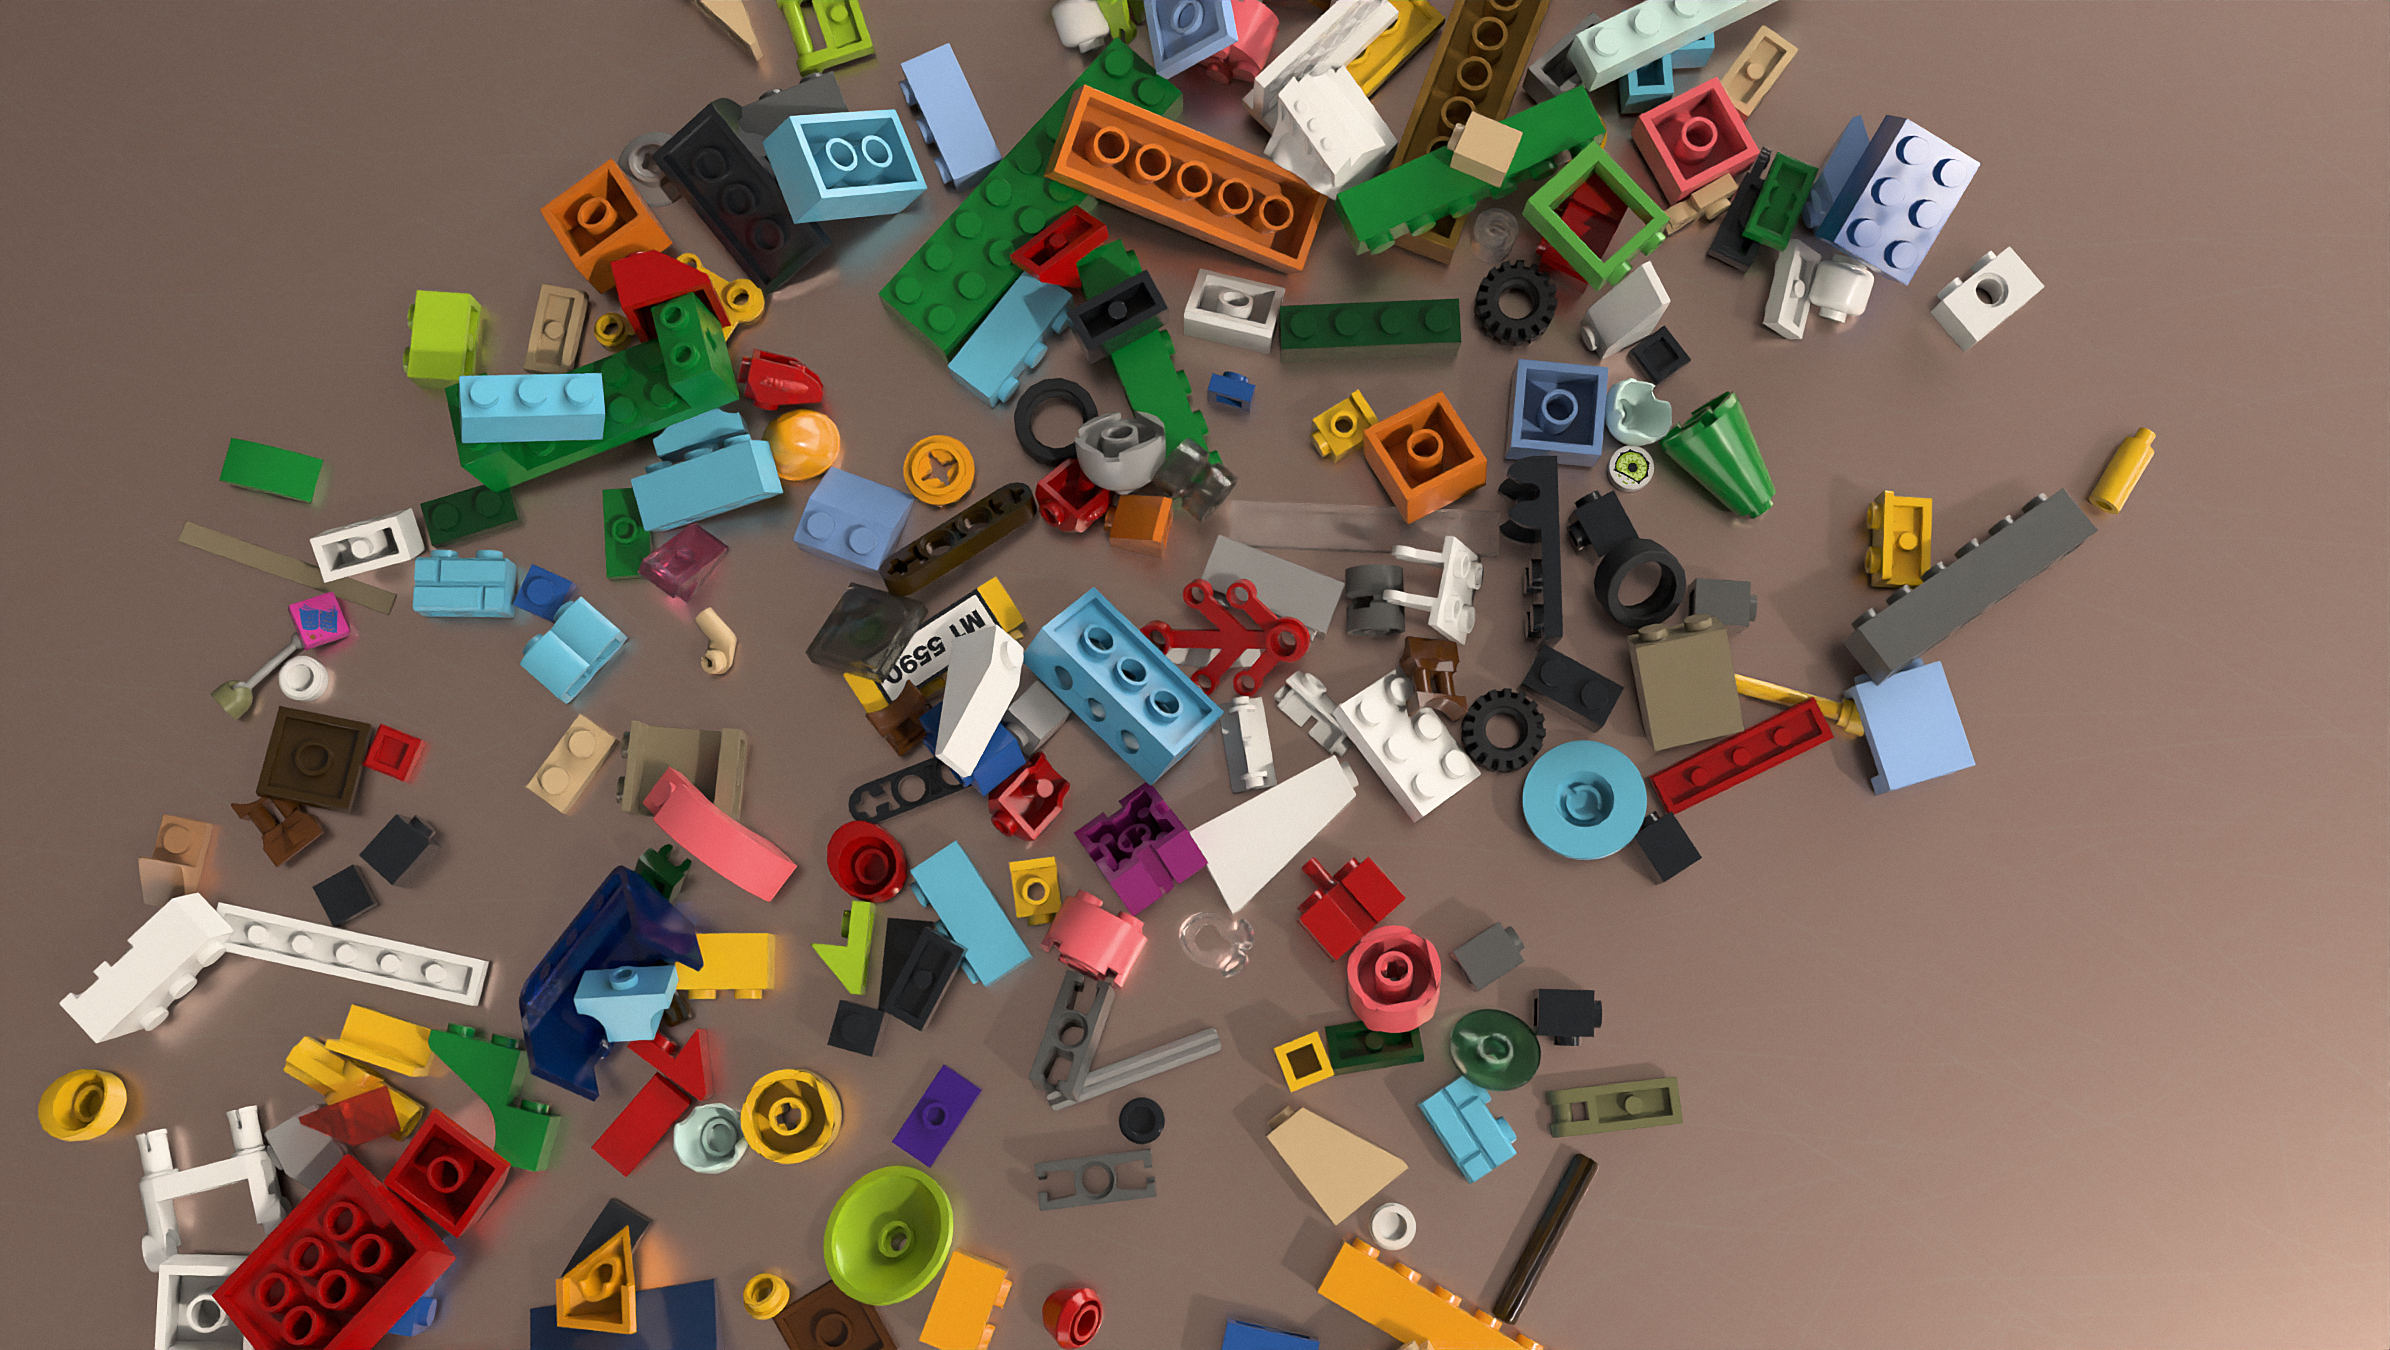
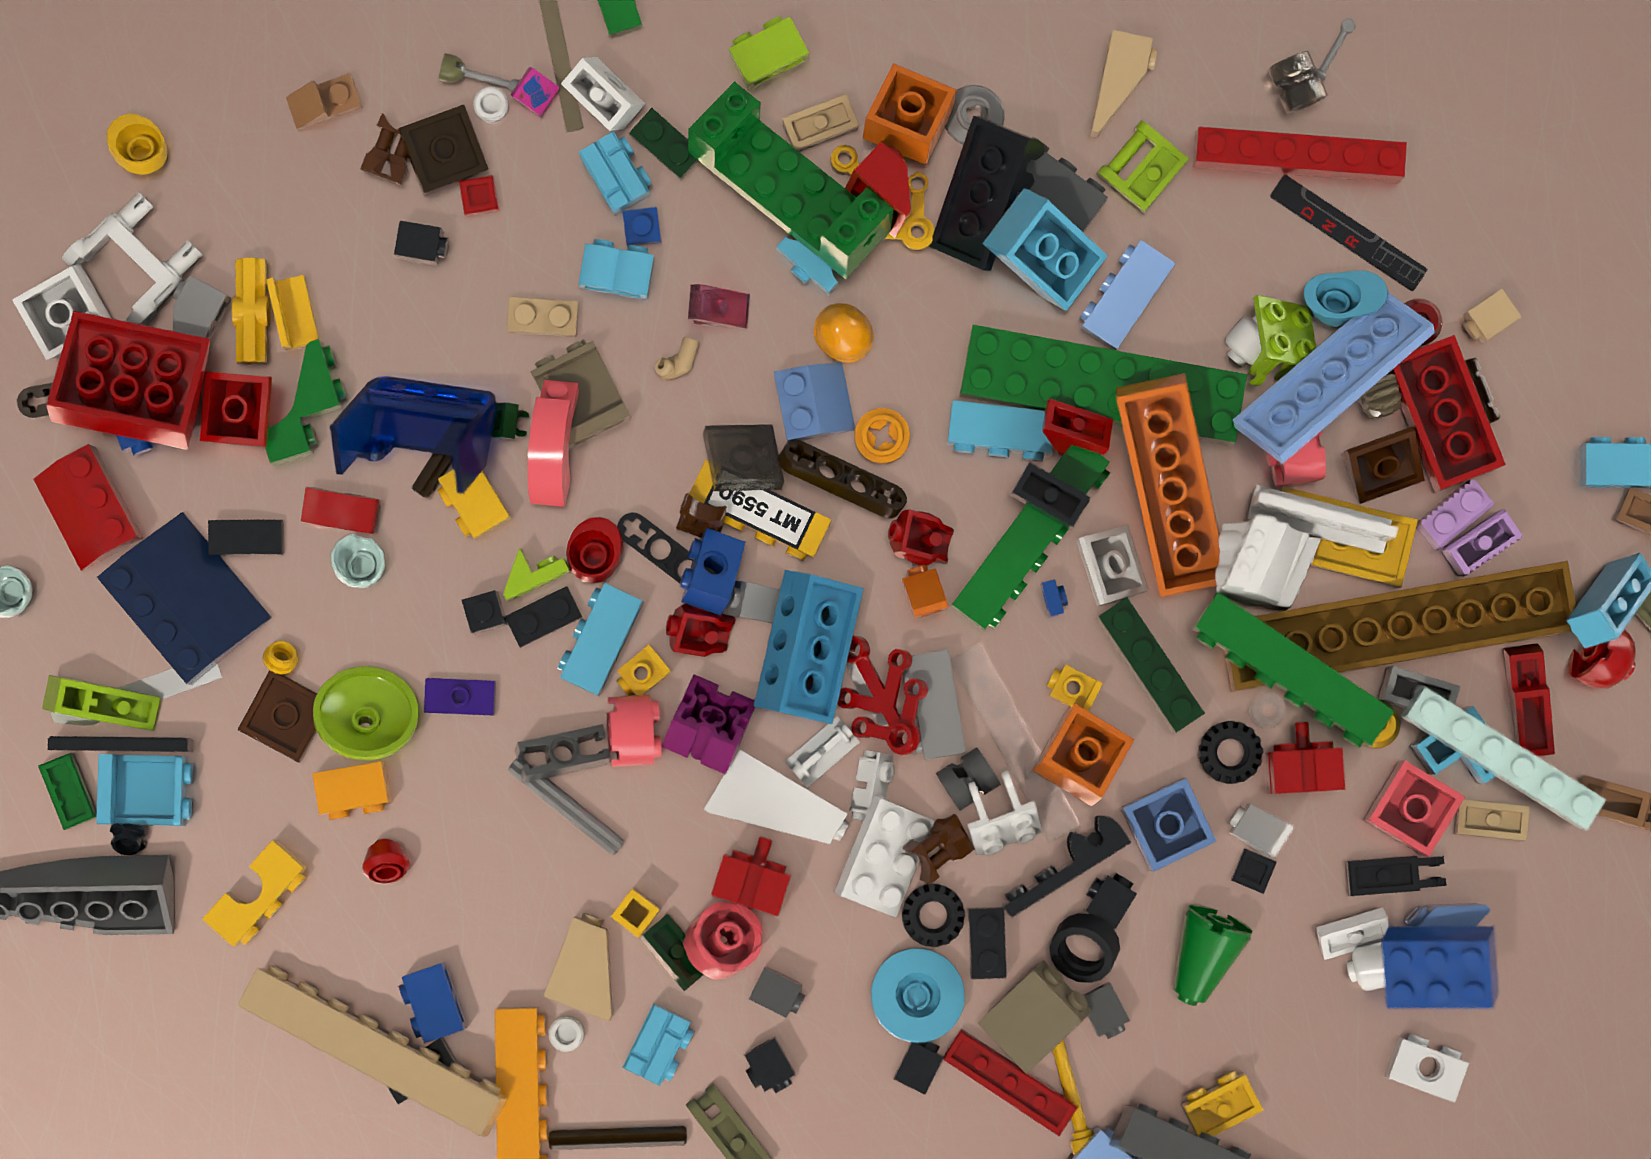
camera: 60 degrees right, 5 degrees up
(152, 971) = (248, 137): white wedge -> none
(345, 895) = (368, 224): black tile -> none
(354, 955) = (333, 251): white plate -> none
(356, 1118) = (234, 329): clear red slope -> none
(531, 407) = (753, 152): medium azure brick -> none
(600, 1290) = (222, 552): light orange slope -> none
(624, 534) = (716, 255): green plate -> none
(627, 999) = (413, 454): medium azure brick -> none
(688, 1069) = (391, 517): red slope -> none
(706, 483) = (777, 290): medium azure brick -> none
(769, 1100) = (383, 605): yellow brick -> none
(778, 380) = (876, 293): red hand -> none
(924, 979) = (541, 636): black plate -> none
(978, 689) = (743, 558): white slope -> none
(1028, 403) = (982, 478): black tyre -> none
(1086, 1197) = (465, 824): dark grey piece -> none
(1121, 452) = (963, 551): light grey cylinder -> none
(1141, 1120) = (536, 831): black tile -> none
(1179, 476) = (975, 601): clear smoke wheel -> none
(1227, 962) = (695, 820): clear piece -> none
(1484, 148) = (1305, 672): tan brick -> none
(1497, 1035) = (730, 1028): clear green dish -> none
(1541, 215) = (1314, 738): bright green window -> none
(1630, 468) = (1163, 896): tile -> none
(1636, 414) = (1201, 878): light aqua hair -> none
(1707, 201) = (1381, 842): tan plate -> none
(1780, 201) = (1406, 890): green plate -> none

